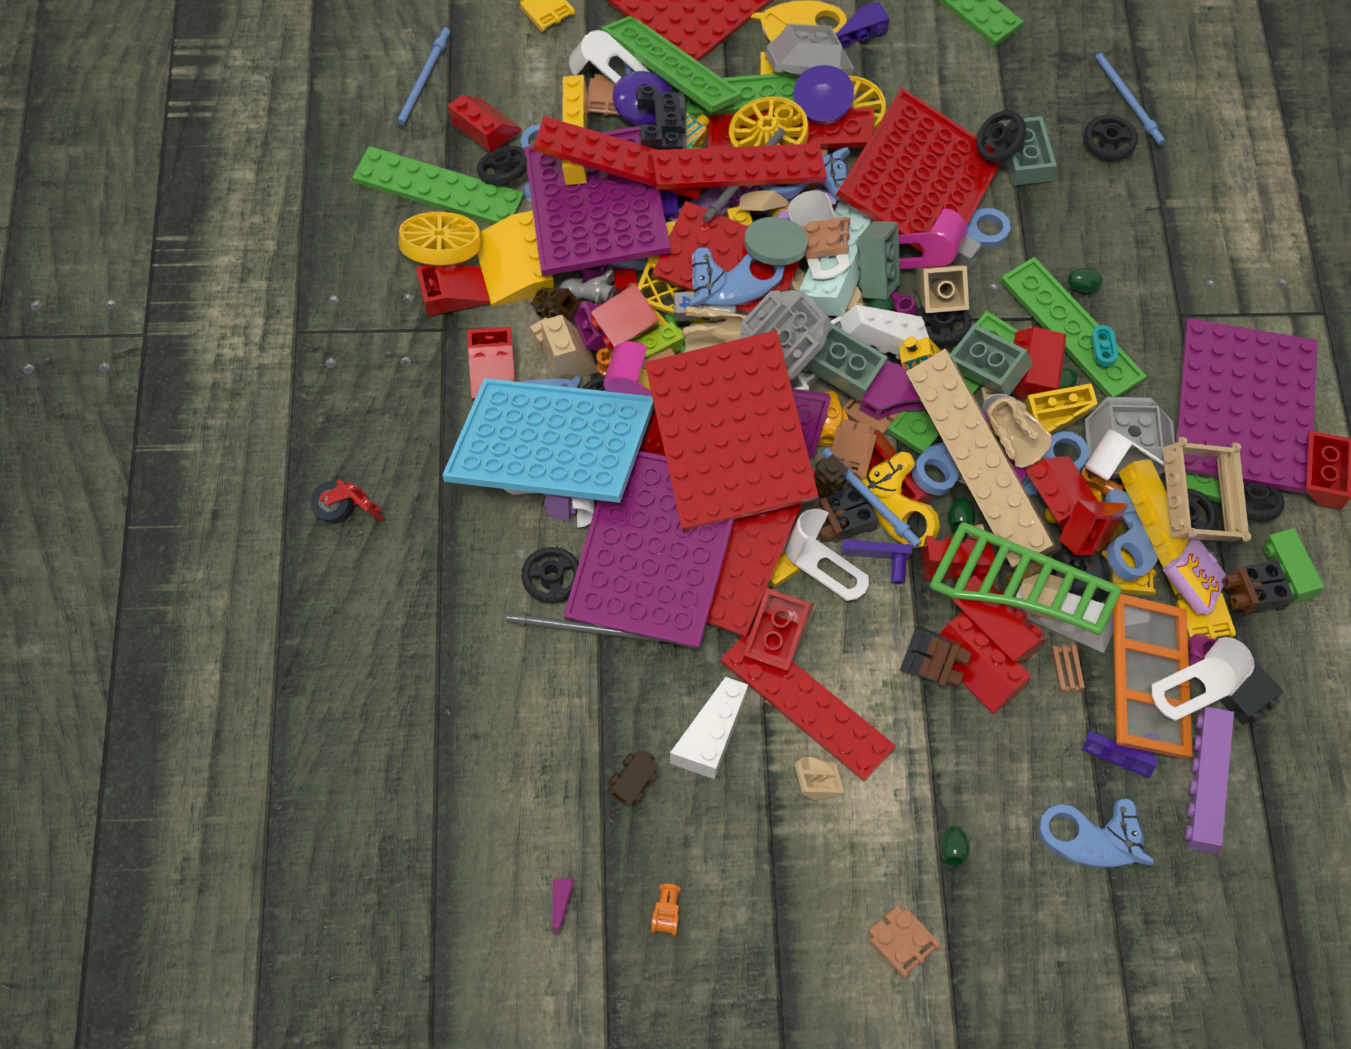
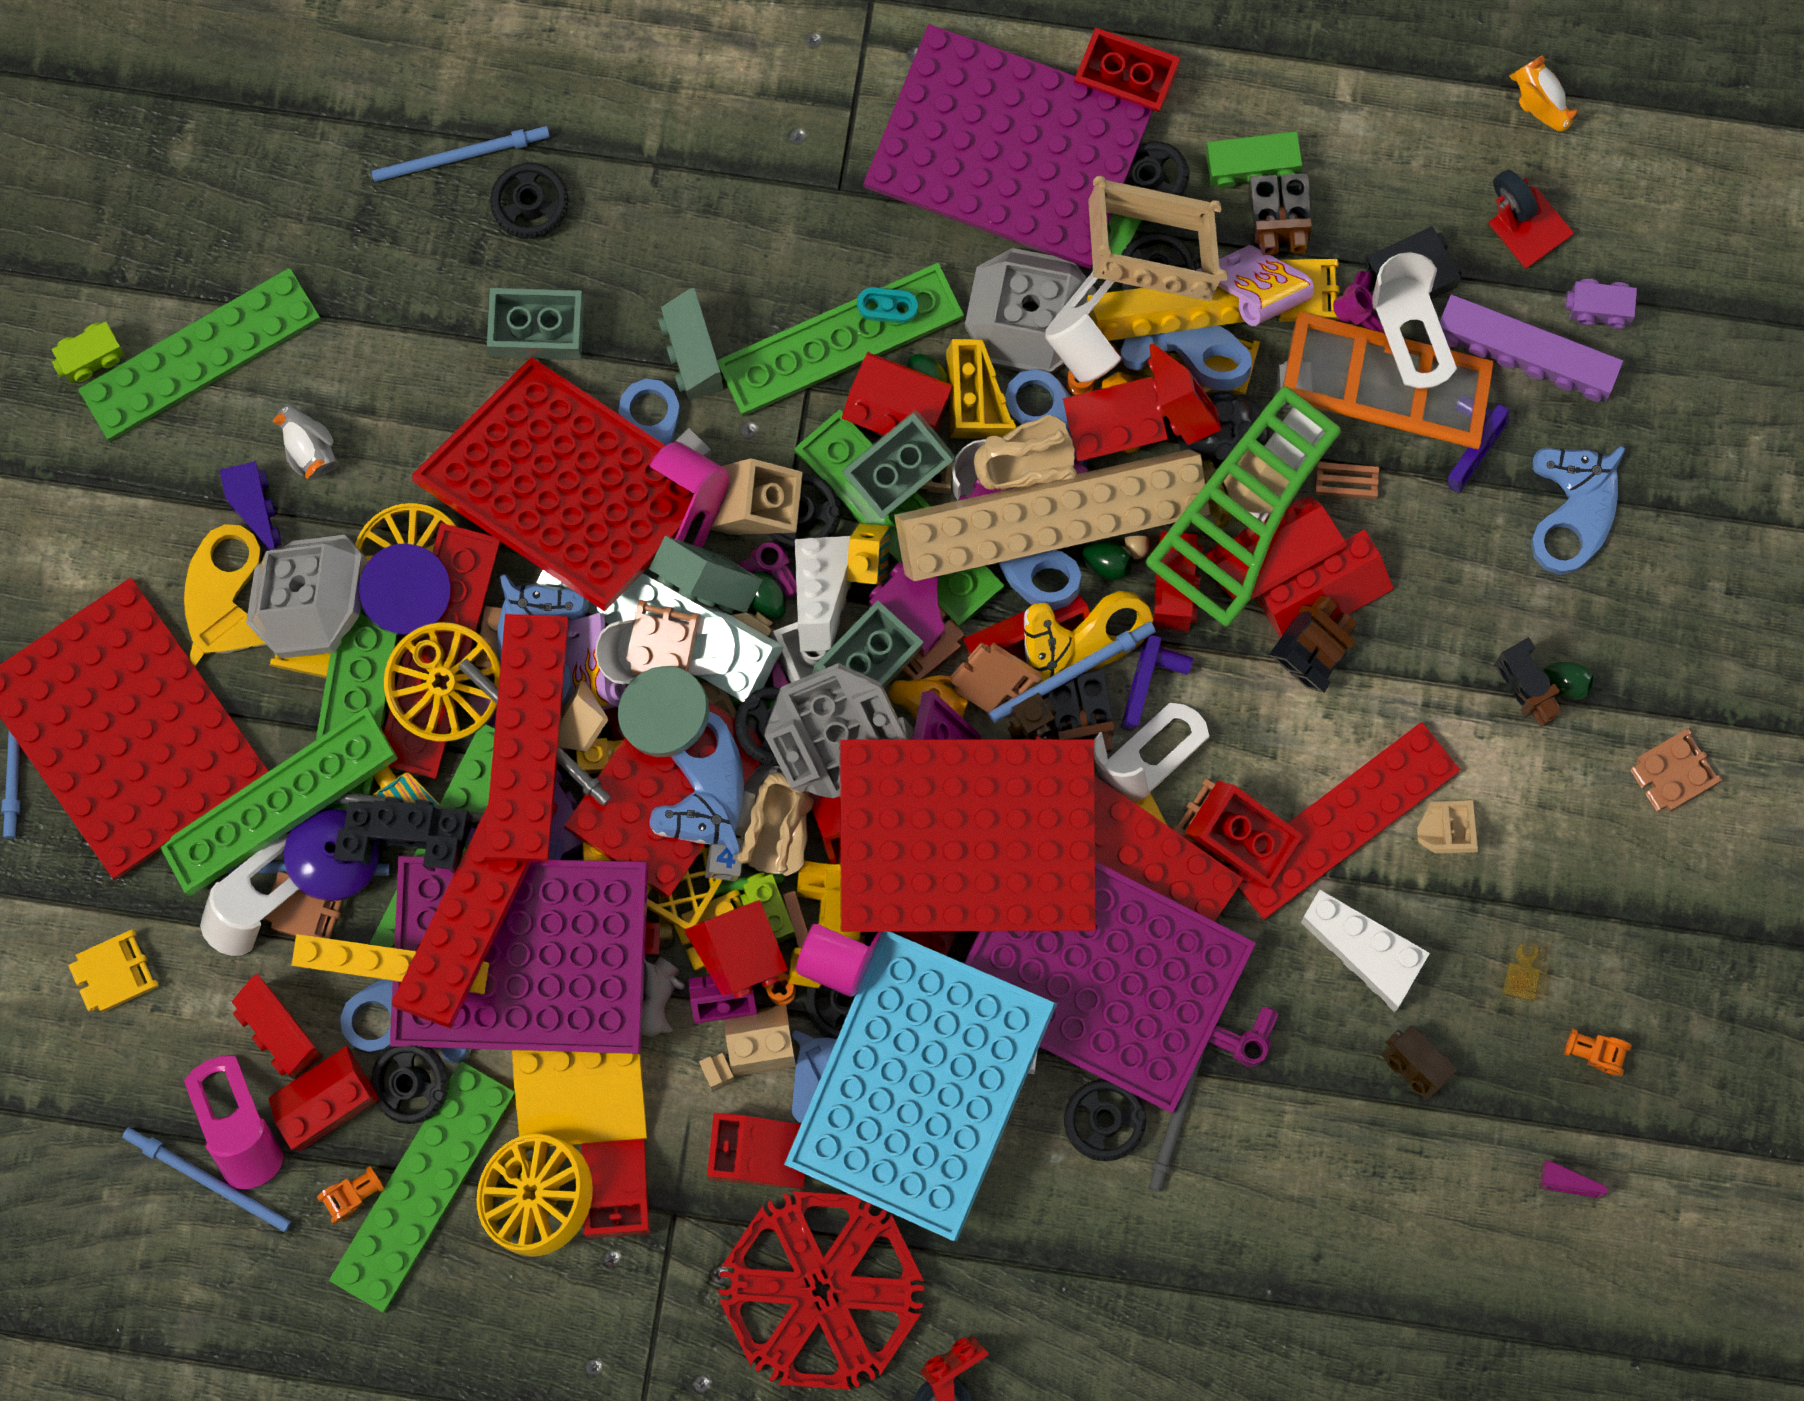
camera: 75 degrees left, 15 degrees up
(386, 413) = (803, 1315): none -> red plate
(425, 147) = (350, 1195): none -> orange connector
(448, 77) = (242, 1141): none -> dark pink piece
(527, 90) = (274, 1028): none -> red slope
(555, 302) = (678, 1044): dark brown brick -> none
(623, 654) = (1258, 1036): none -> magenta axle
(711, 846) = (1521, 979): none -> clear yellow plate
(910, 44) = (306, 443): none -> animal
(935, 820) = (1528, 683): none -> black hips
(1002, 136) = (547, 362): black wheel -> none
(1040, 240) = (690, 346): none -> sand green slope
(1085, 280) = (768, 301): dark green animal -> none
(1263, 826) = (1601, 303): none -> medium lavender brick
(1308, 767) = (1526, 219): none -> red plate

